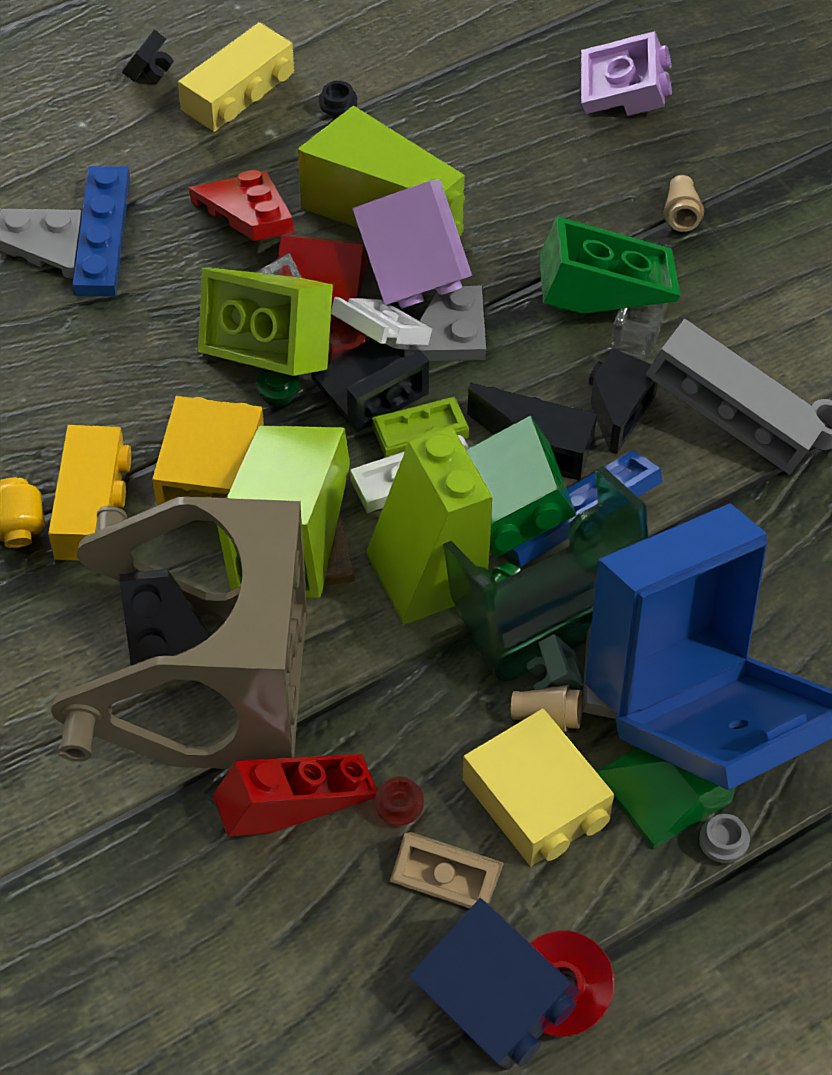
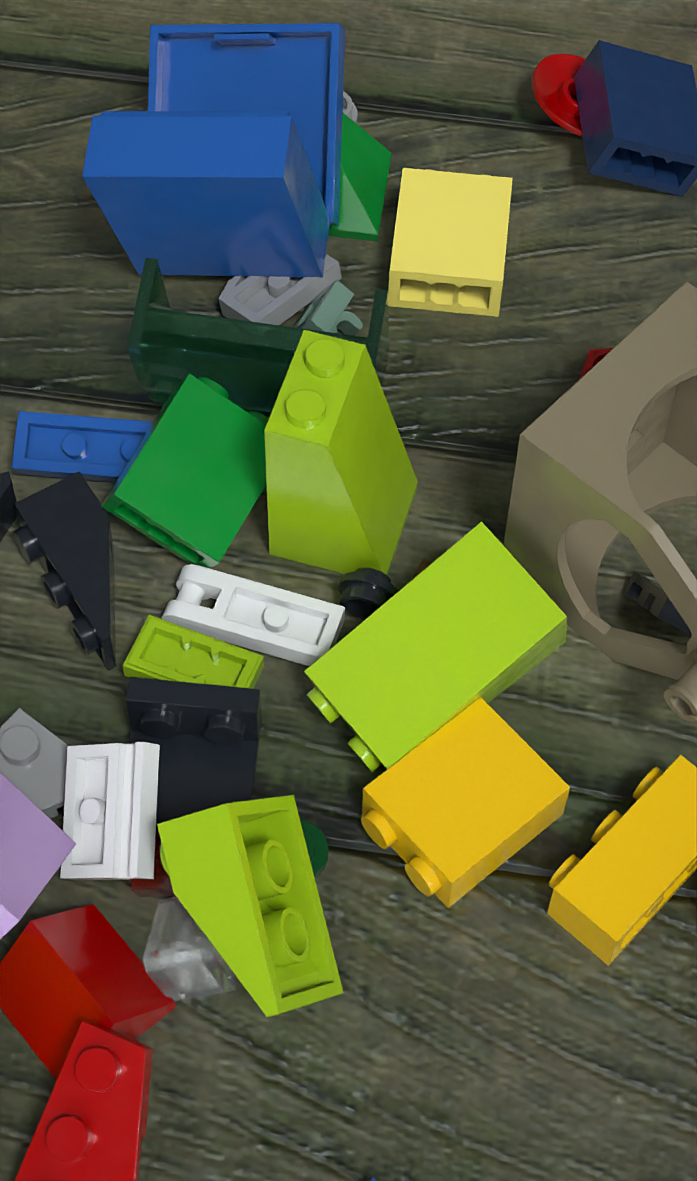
camera: 140 degrees left, 5 degrees up
(360, 522) = (365, 591): none -> black plate
(403, 789) = (580, 310): clear red plate -> none
(445, 870) = (584, 251): tan slope -> none
(559, 702) = (363, 280): tan cone -> none

